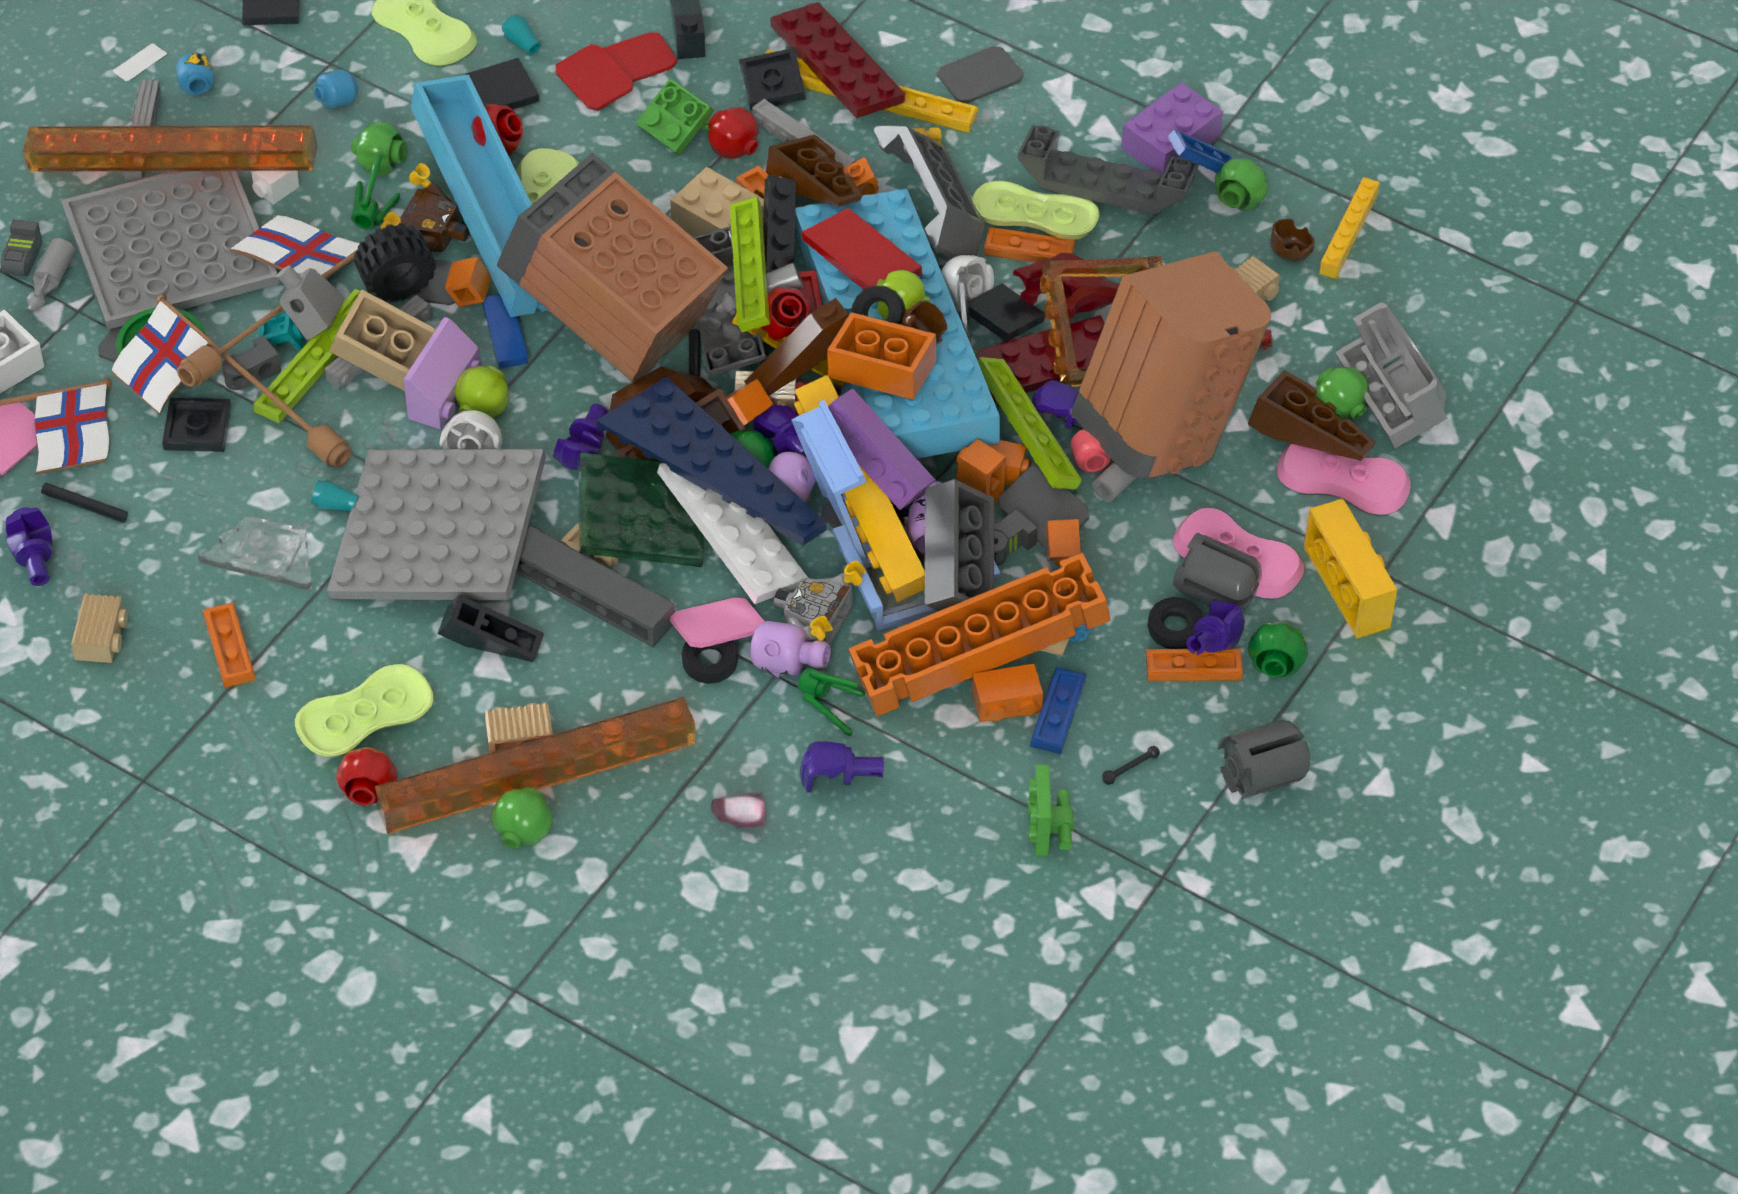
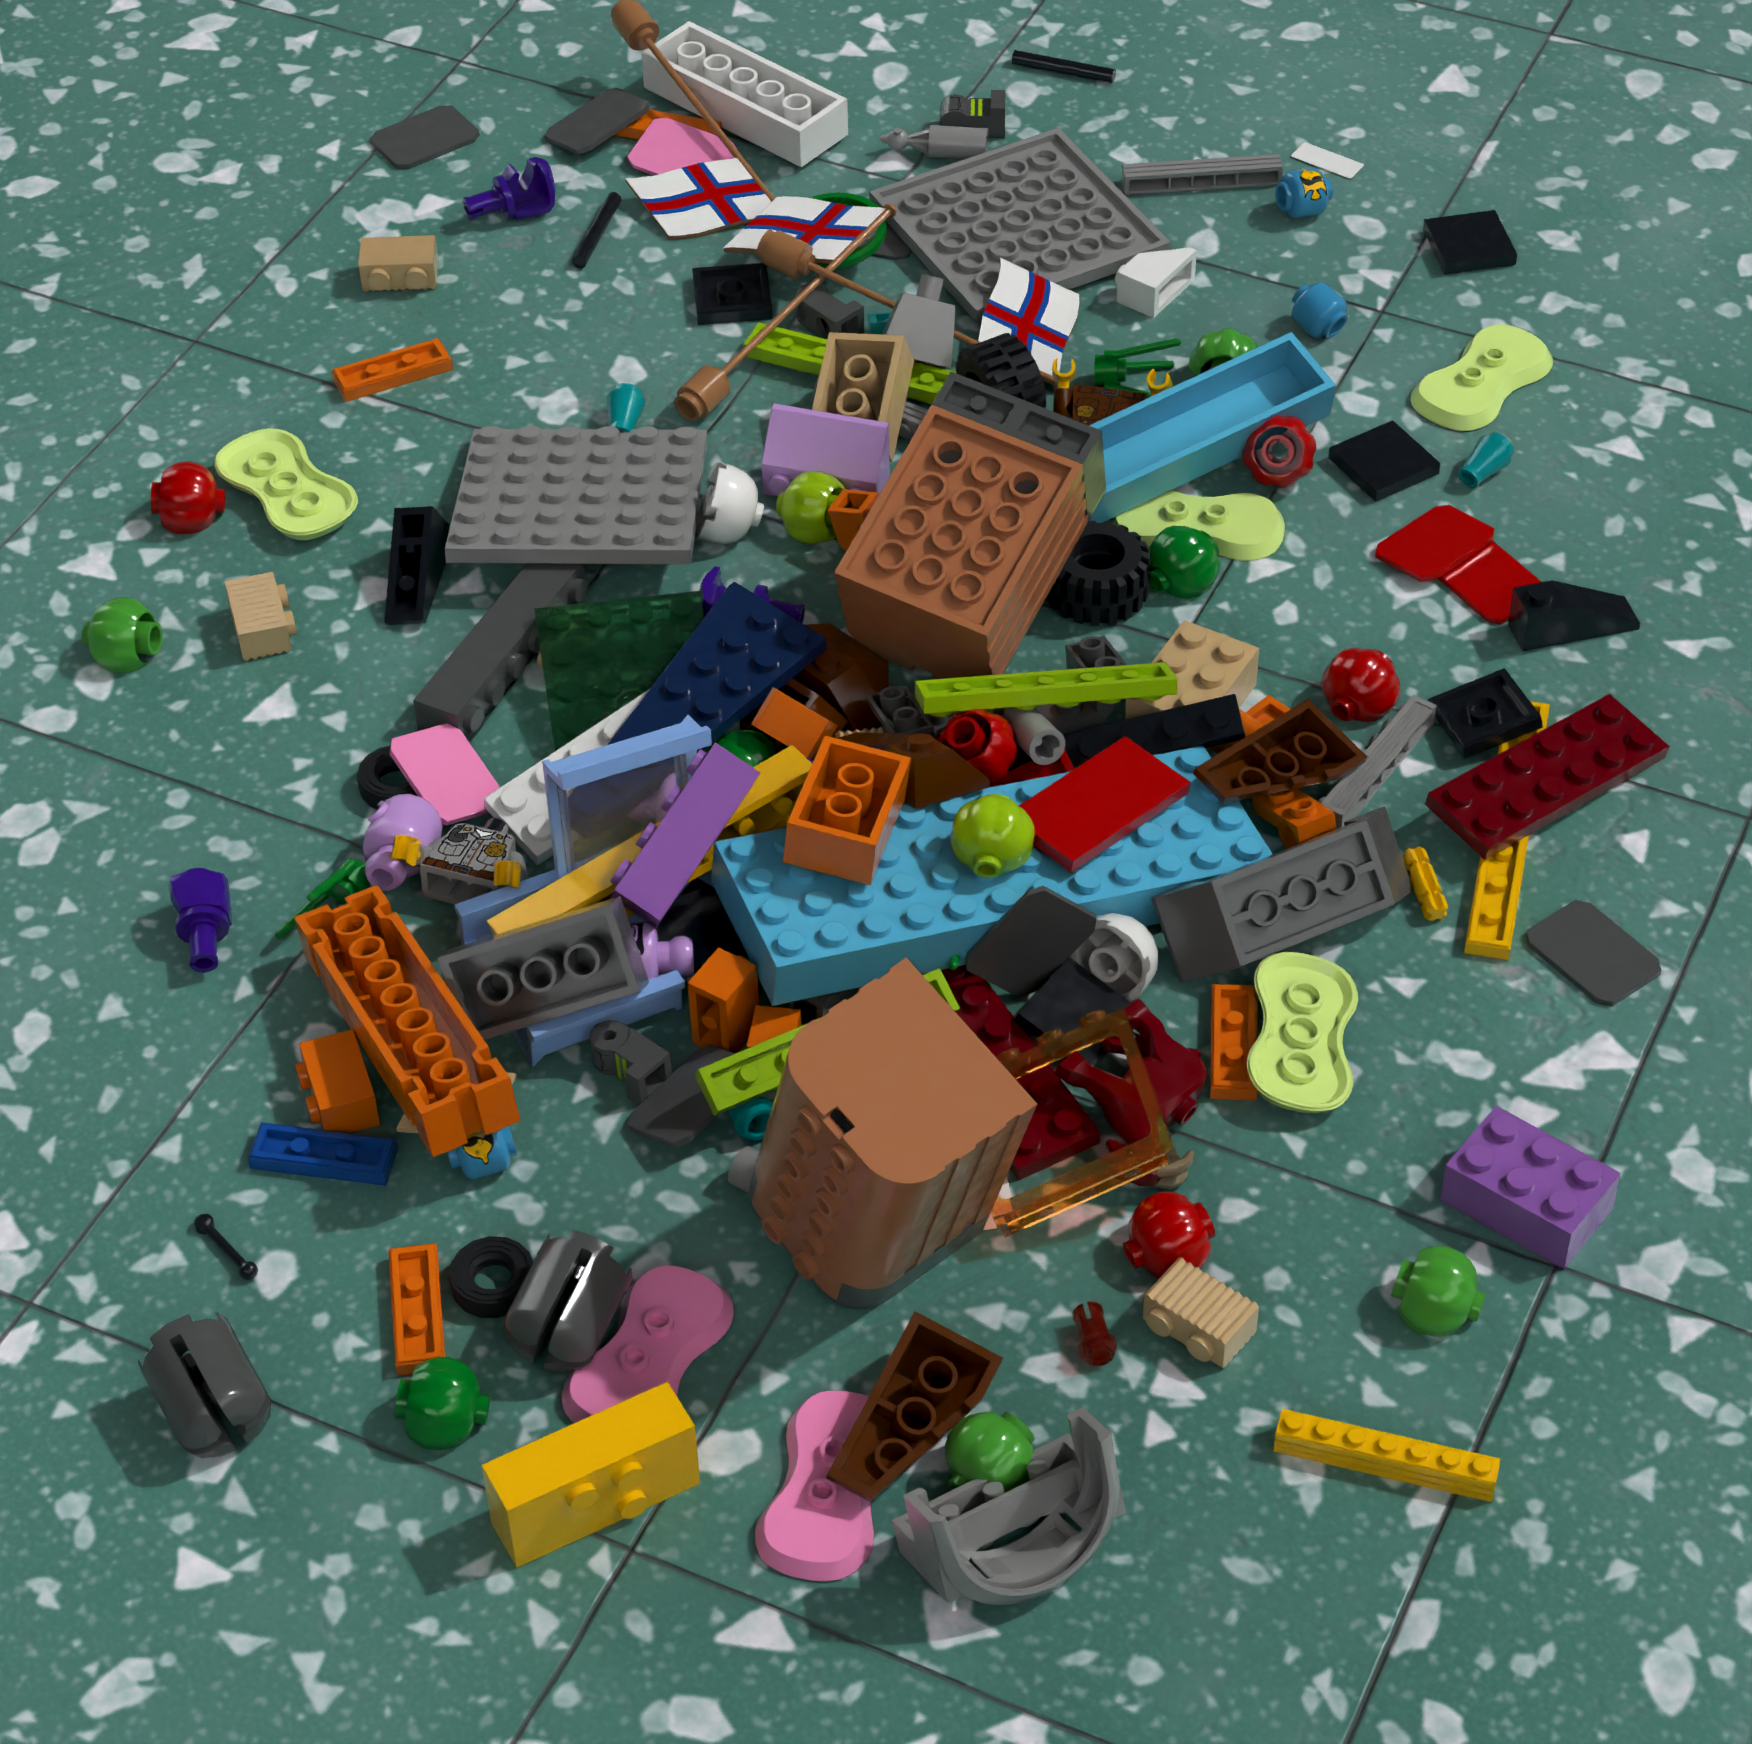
camera: 85 degrees right, 5 degrees down
(170, 148) = (1150, 184): clear orange brick -> none
(263, 551) = (530, 372): clear wing -> none
(511, 362) = (849, 520): none -> orange leg
(535, 764) = (204, 640): clear orange brick -> none
(675, 116) = (1372, 620): bright green plate -> none
(741, 810) = (132, 832): clear pink rock -> none
(883, 294) = (941, 804): black tyre -> none
(927, 318) = (924, 854): reddish brown hair -> none
(1048, 818) = (108, 1134): bright green plate -> none
(1062, 539) = (621, 1116): orange brick -> none
(1103, 180) = (1396, 1093): dark grey slope -> none
(1198, 151) = (1462, 1211): blue tile -> none
(1218, 629) = (448, 1314): dark purple piece -> none
(1291, 242) = (1321, 1363): reddish brown hair -> none

